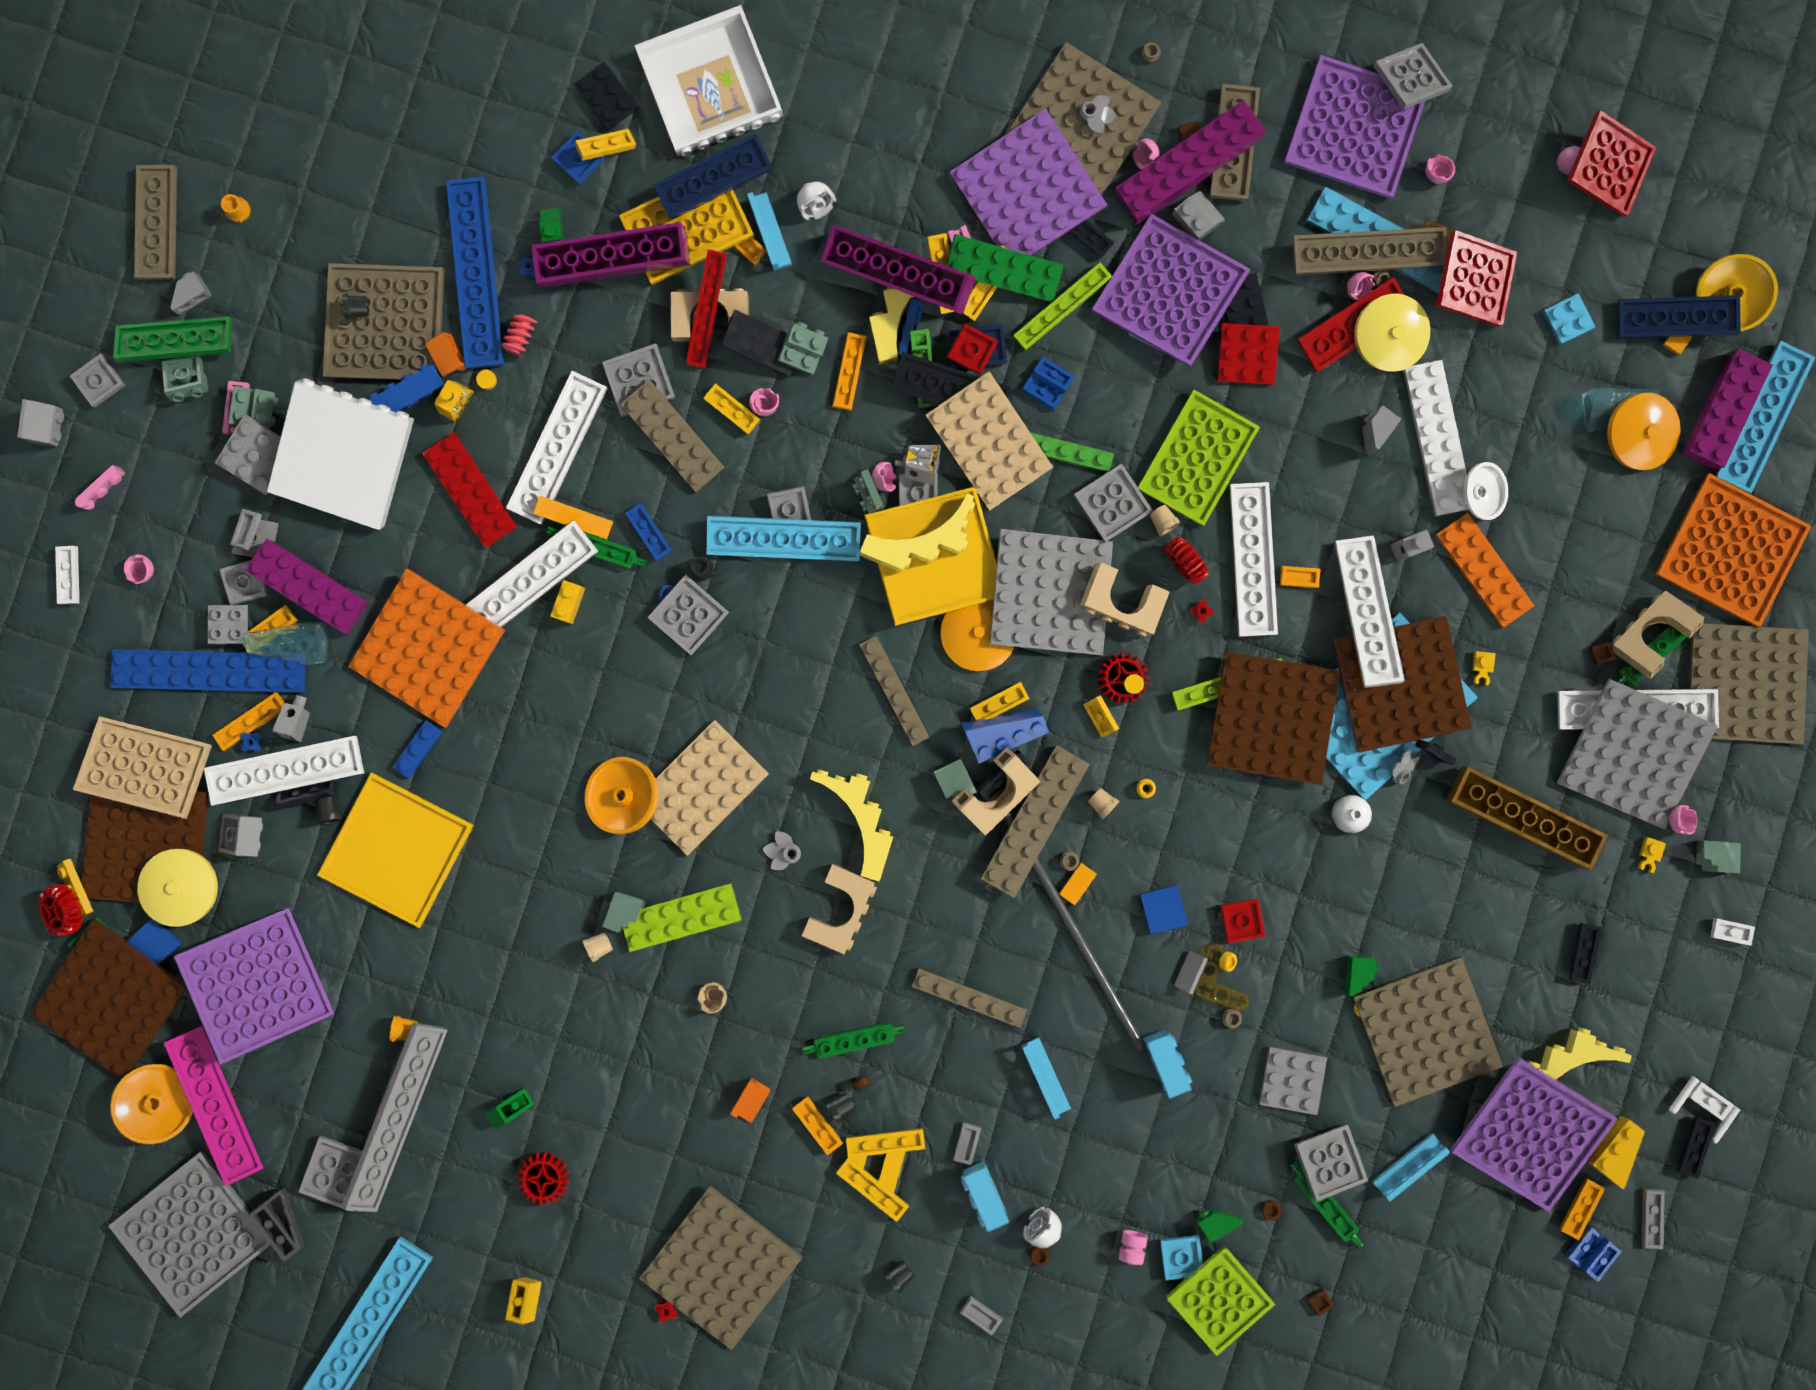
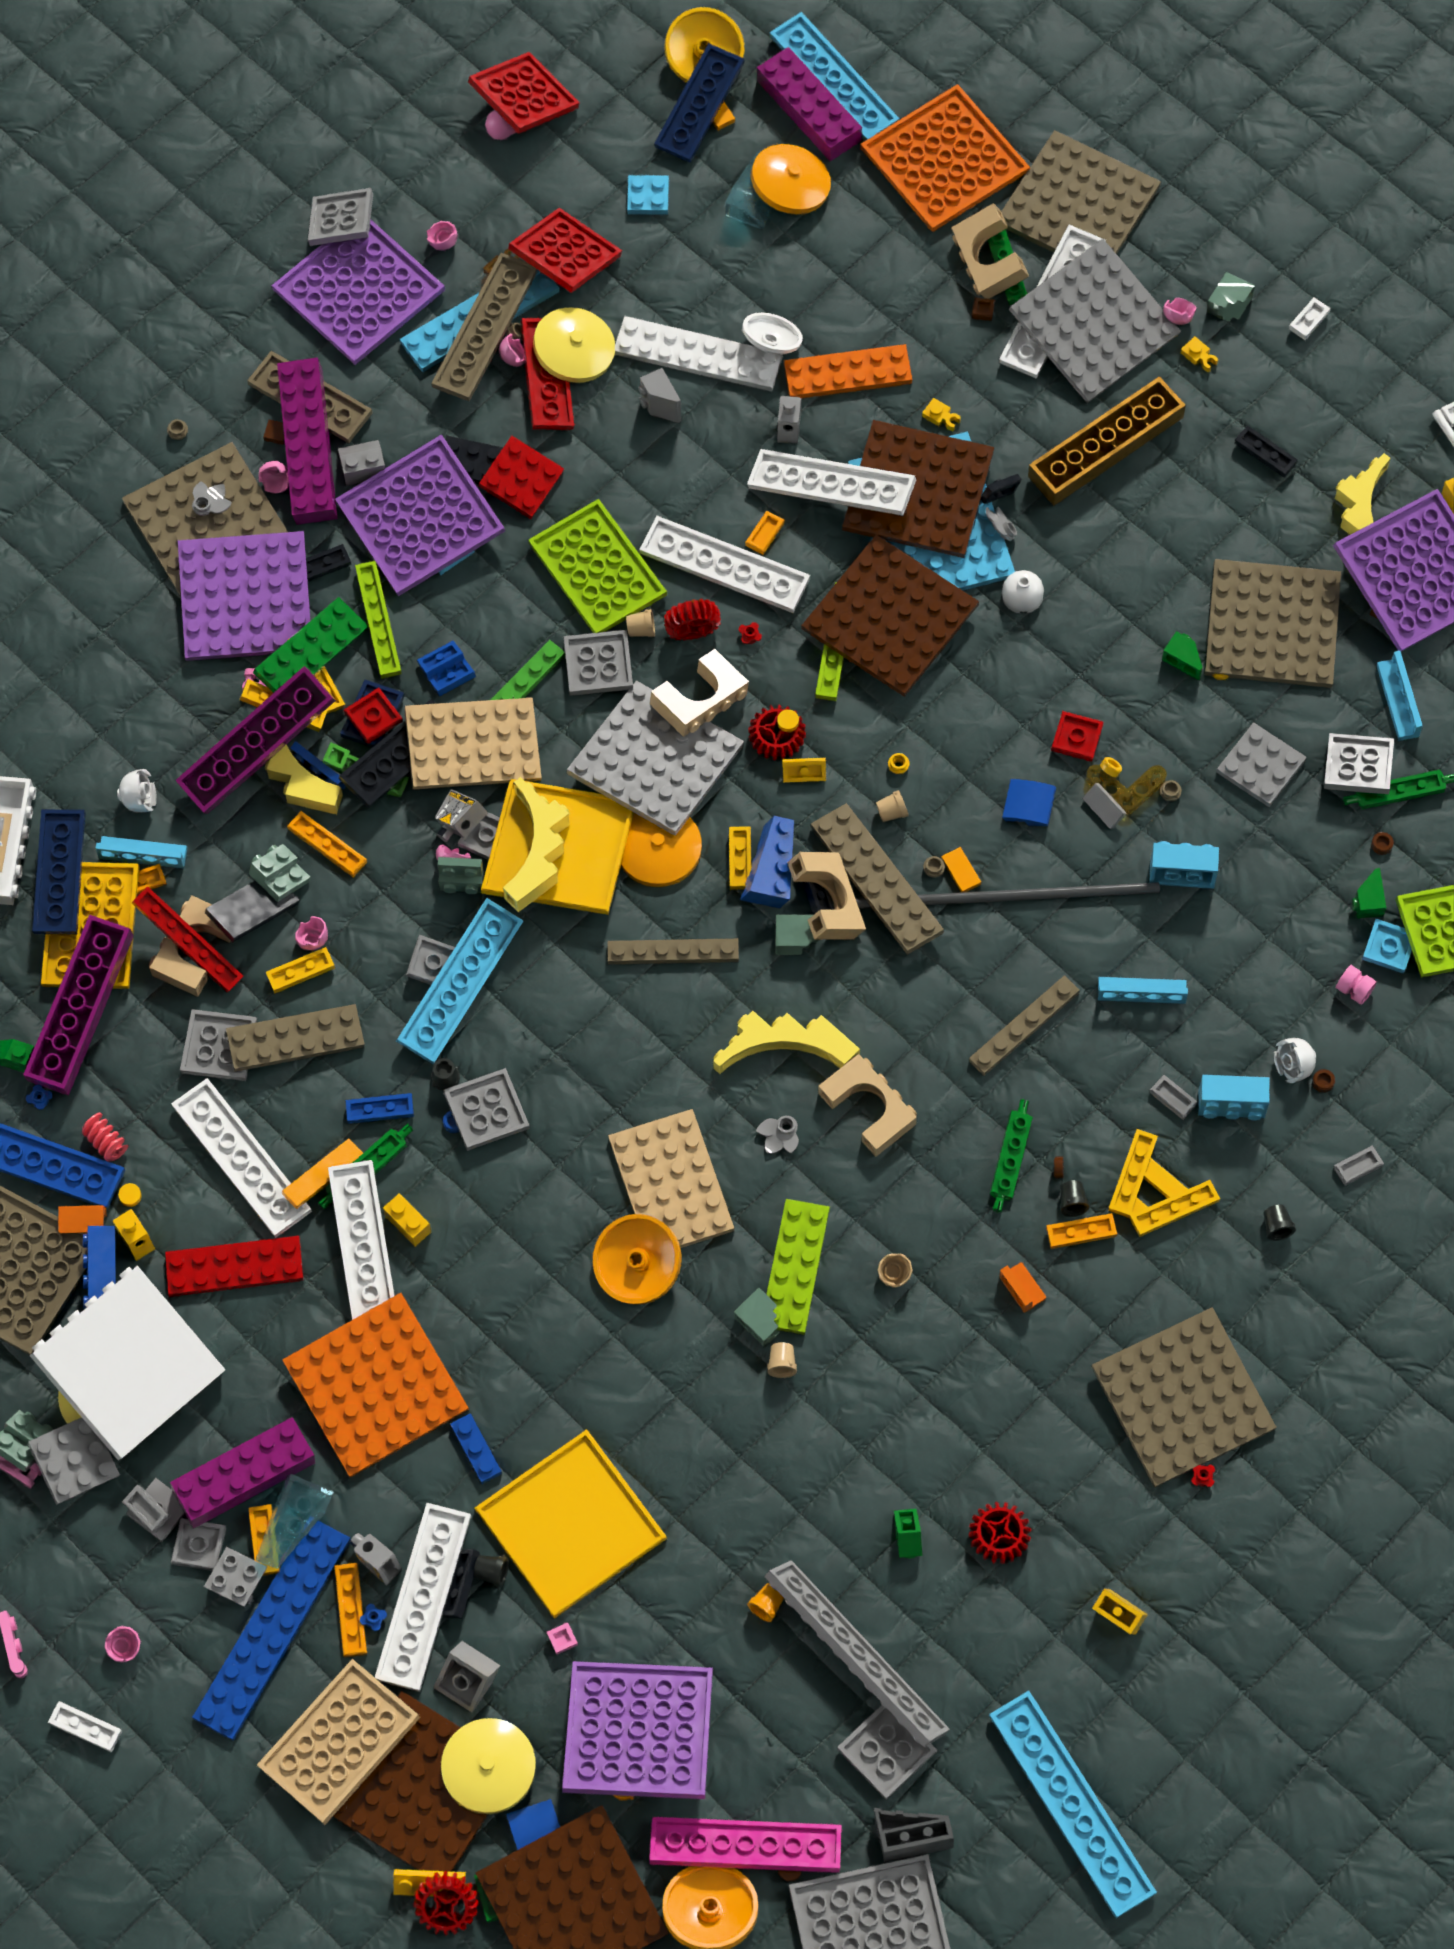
camera: 60 degrees left, 20 degrees down
(303, 890) = (562, 1638): none -> bright pink plate

